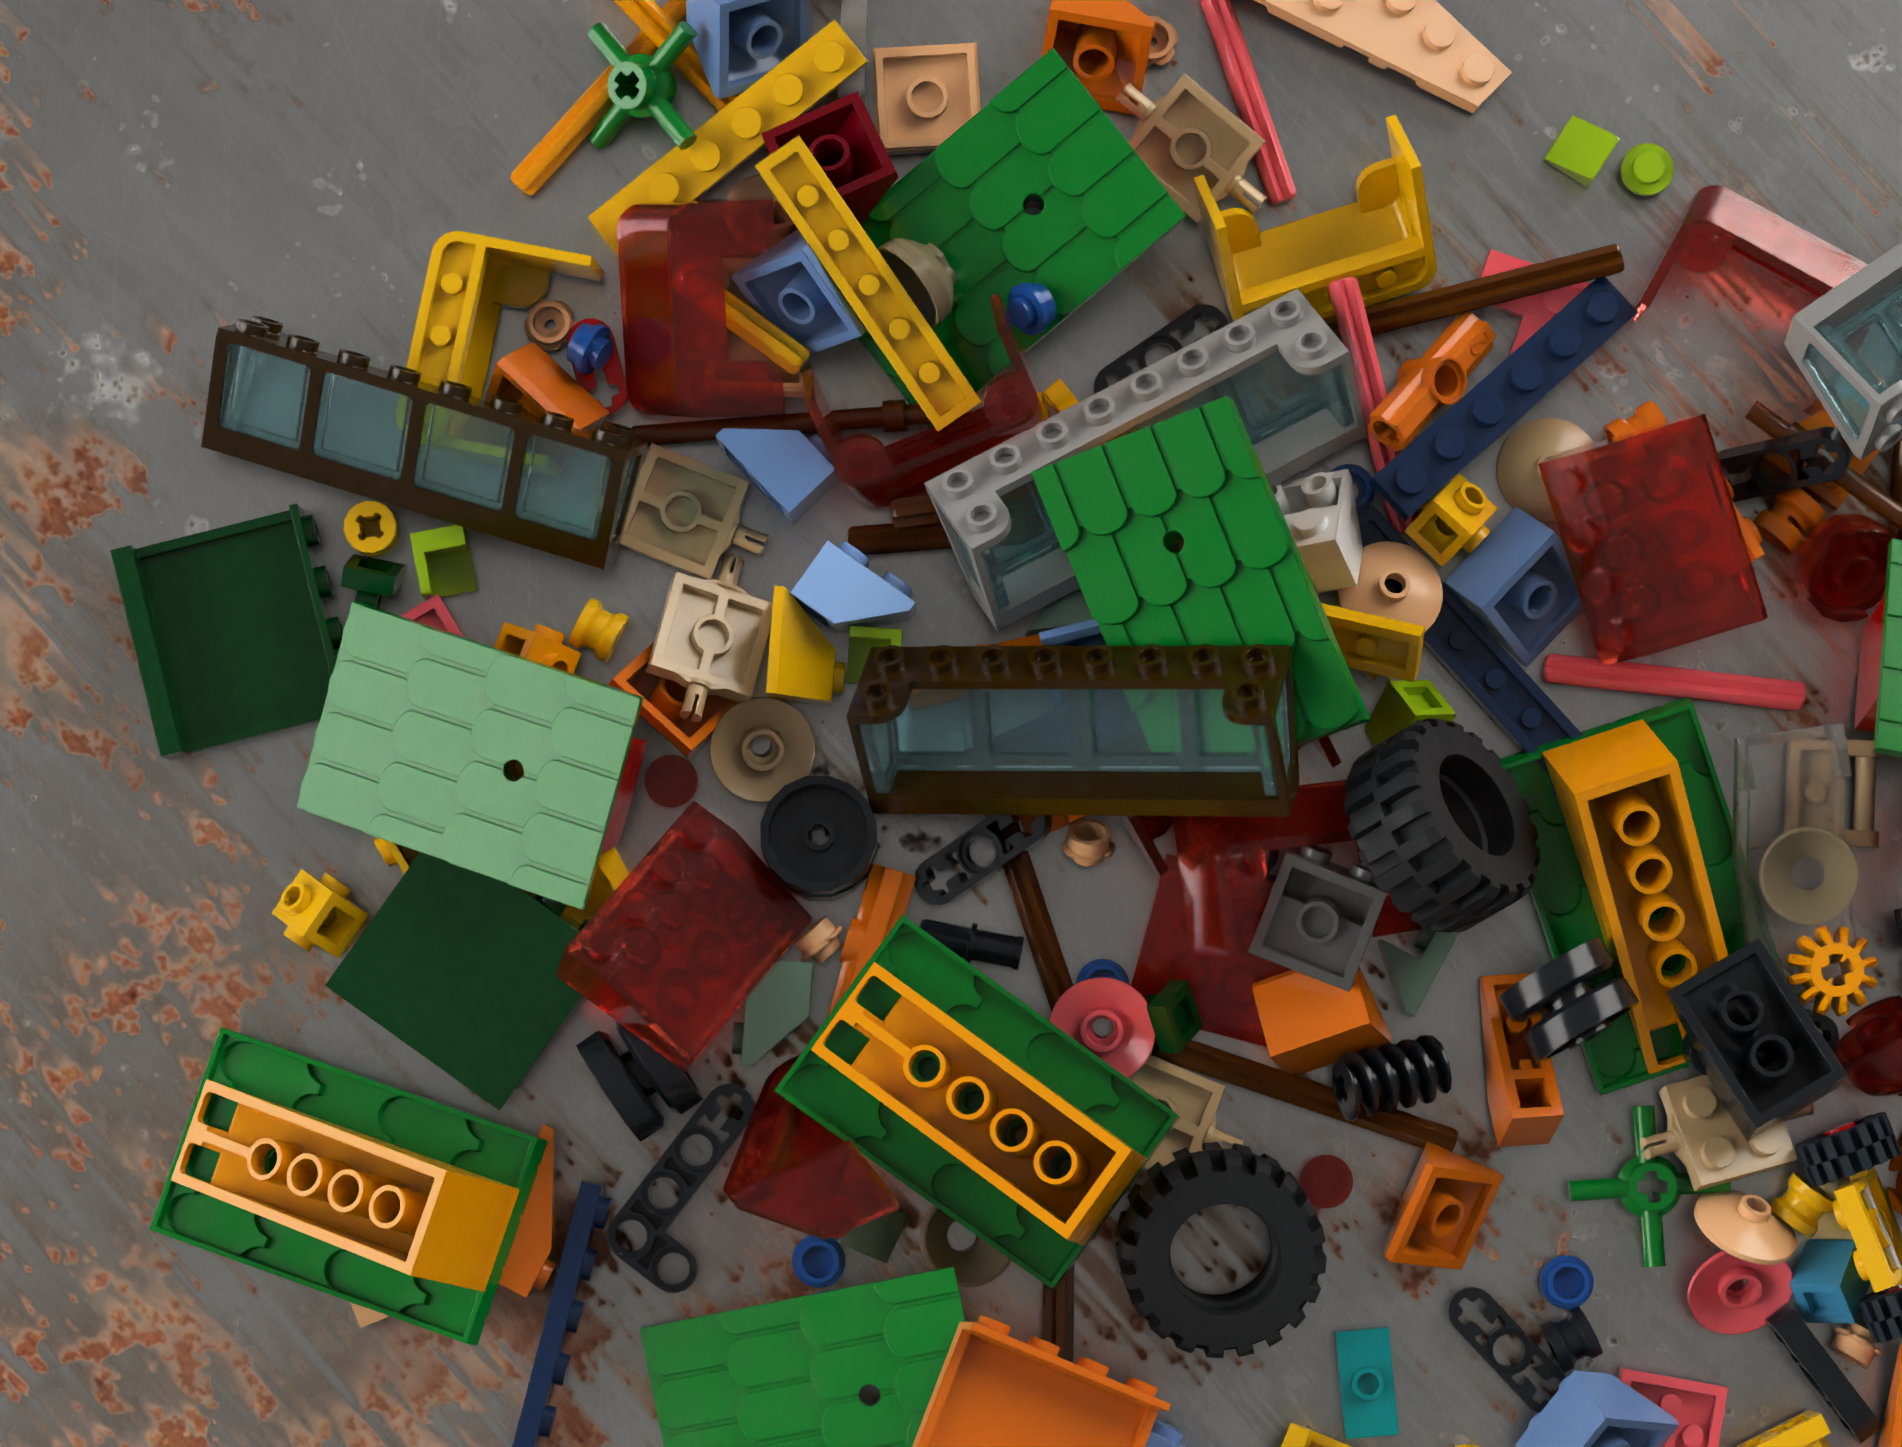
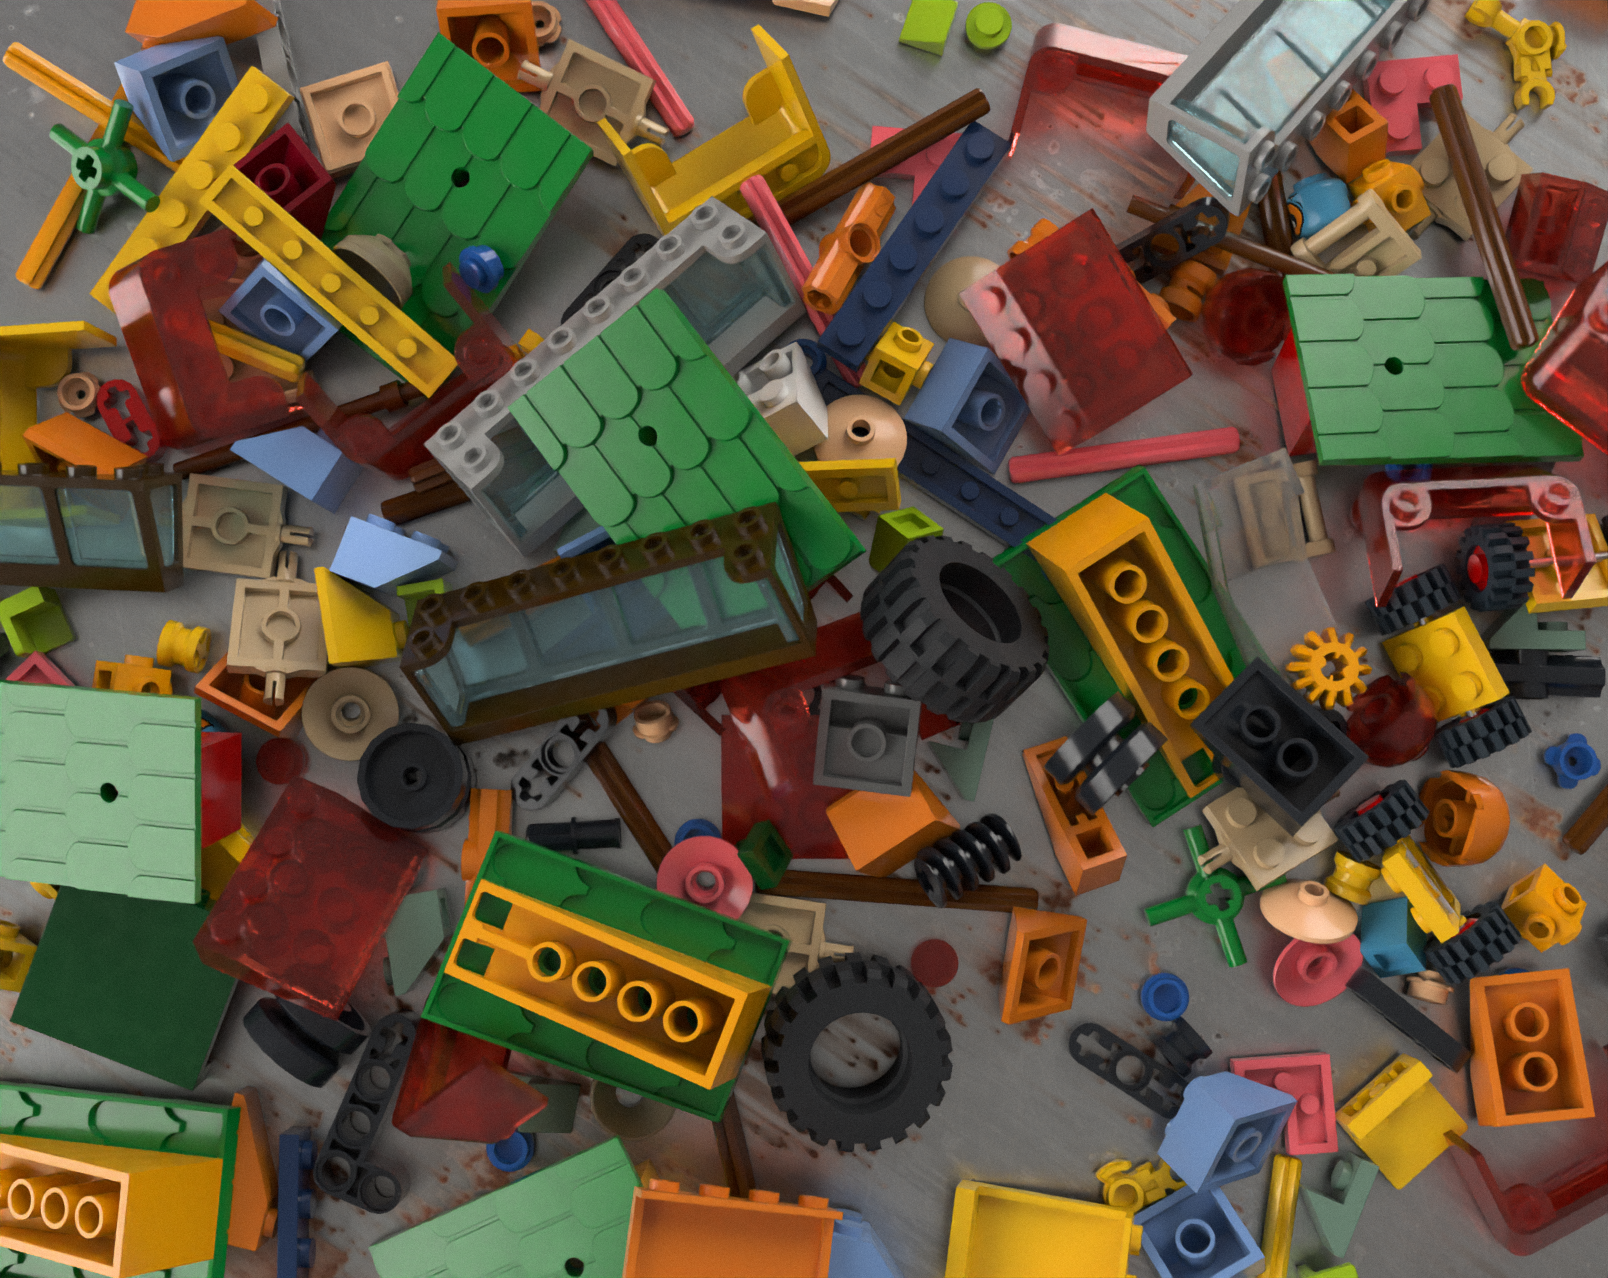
camera: 10 degrees left, 0 degrees up
(590, 348) = (112, 404): blue plate -> none
(819, 941) = (442, 867): light nougat plate -> none
(1366, 1382) = (1014, 1129): teal plate -> none
(1813, 904) = (1313, 594): dark tan piece -> none

